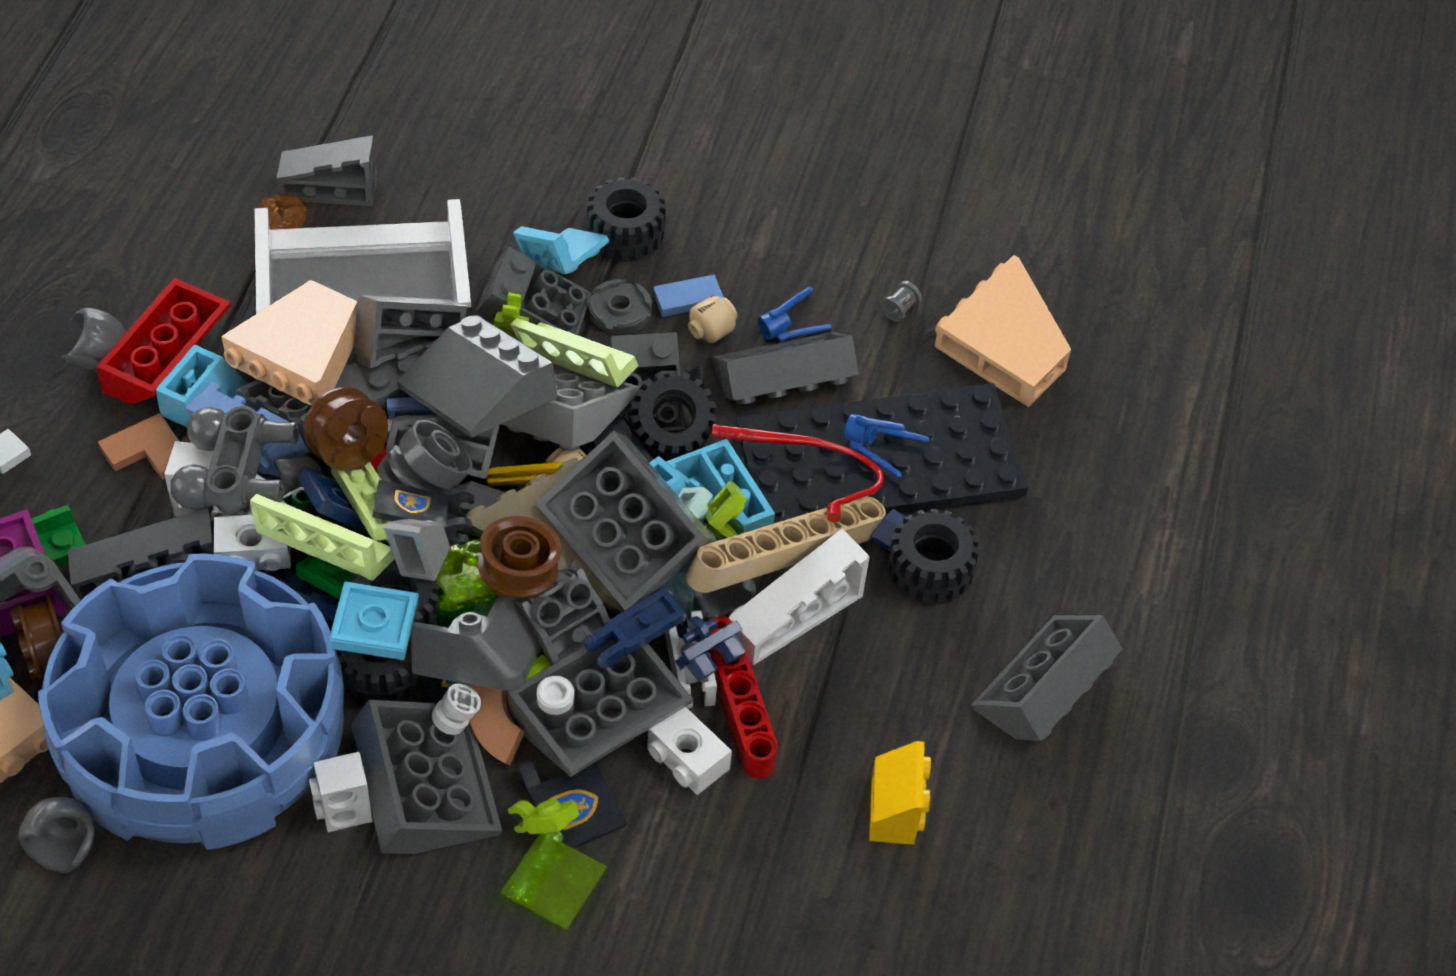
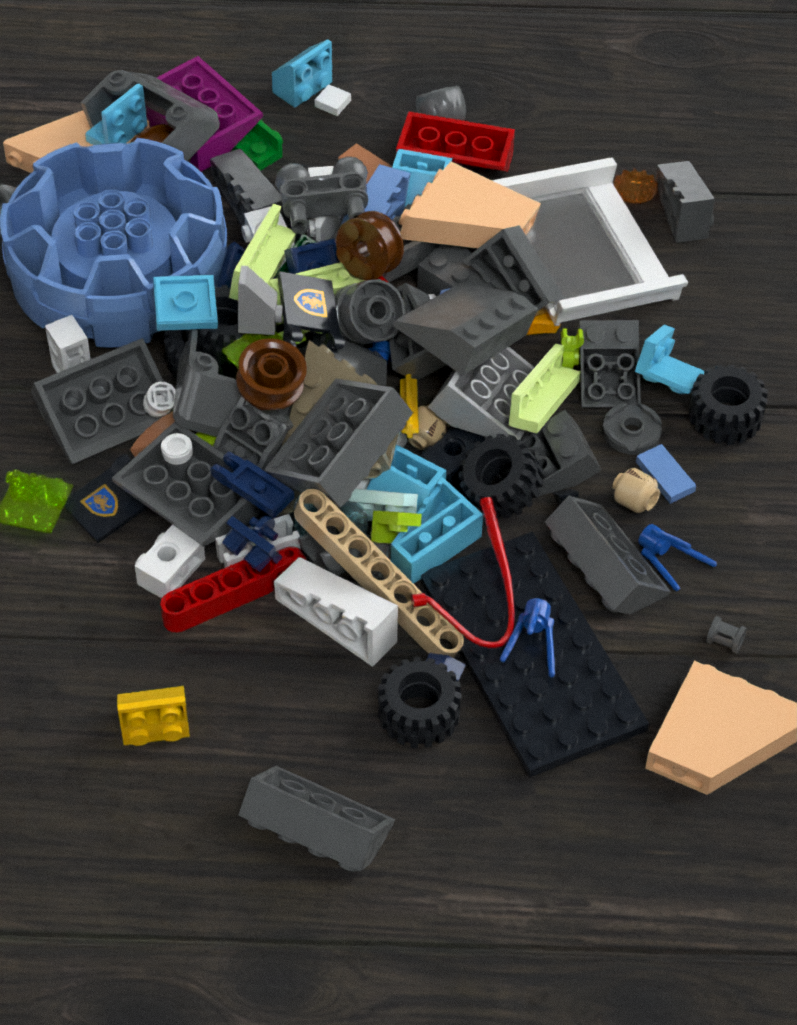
camera: 80 degrees right, 0 degrees up
(546, 817) = (78, 477): lime plate -> none

